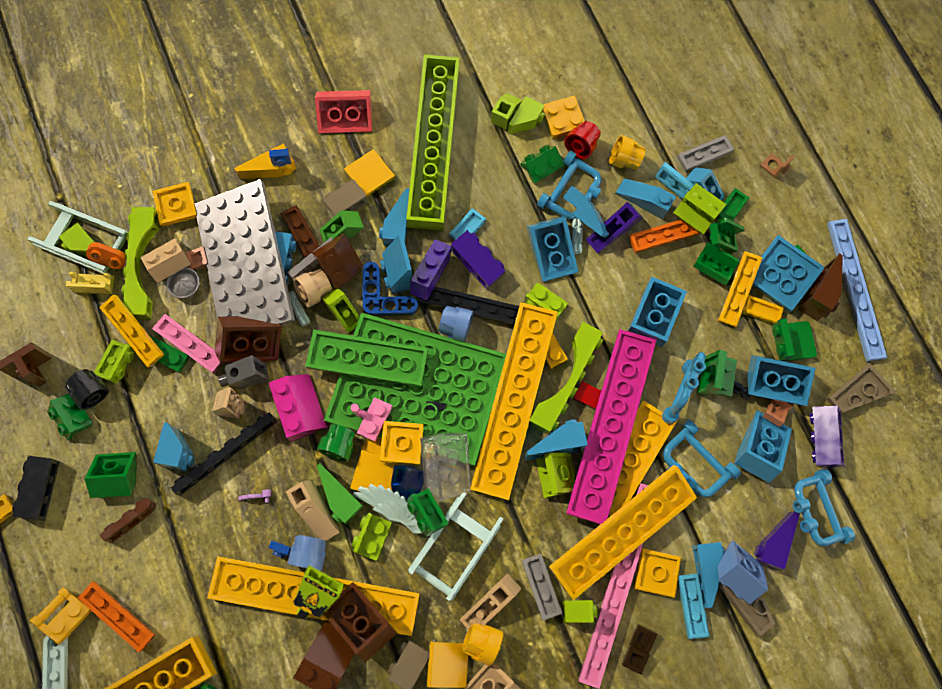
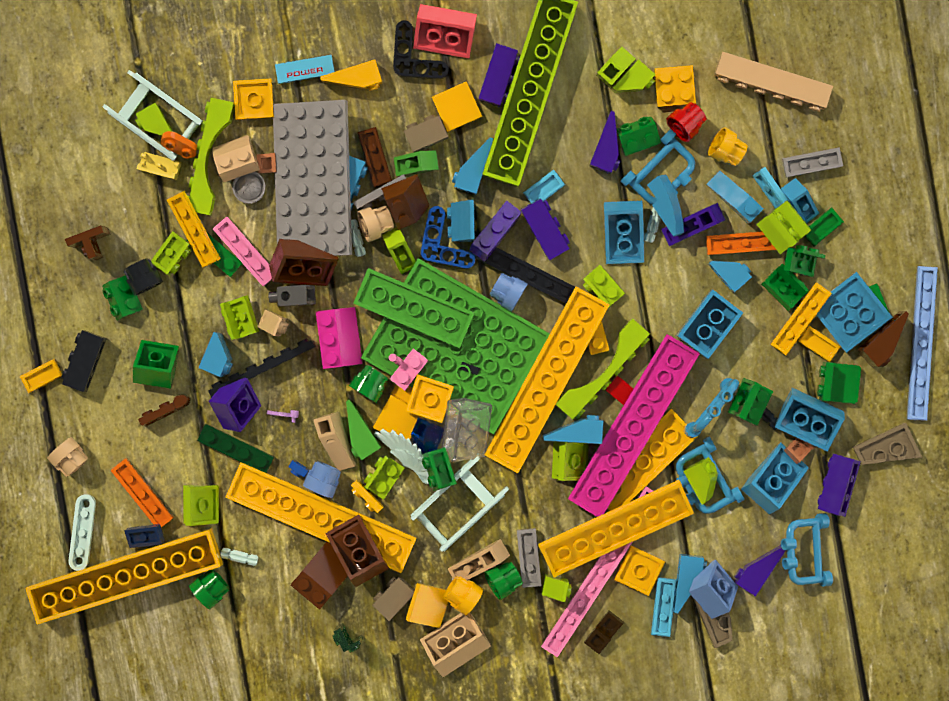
camera: 15 degrees right, 15 degrees up
(27, 594) = (68, 457): none -> tan piece
(65, 621) = (97, 487): yellow plate -> none
(124, 662) = (144, 536): none -> dark blue plate
(181, 612) = (200, 504): none -> lime bracket
(193, 408) = (239, 317): none -> lime bracket
(201, 495) = (235, 404): none -> dark purple slope
(211, 543) = (235, 448): none -> dark green plate
(217, 170) = (304, 69): none -> medium azure tile
(233, 661) = (239, 556): none -> light aqua axle
(280, 157) = (369, 79): blue plate -> none
(313, 141) = (406, 58): none -> black beam
(316, 593) = (324, 518): lime torso -> none
(364, 566) = (371, 501): none -> yellow plate
(401, 137) = (499, 75): none -> dark purple brick
(518, 180) = (607, 149): none -> dark purple slope
(521, 616) = (503, 579): none -> green piece
(650, 93) = (773, 81): none -> tan brick
(661, 263) = (731, 273): none -> dark azure slope
(694, 461) = (702, 478): none -> lime slope
(781, 167) = (890, 194): medium nougat bracket -> none

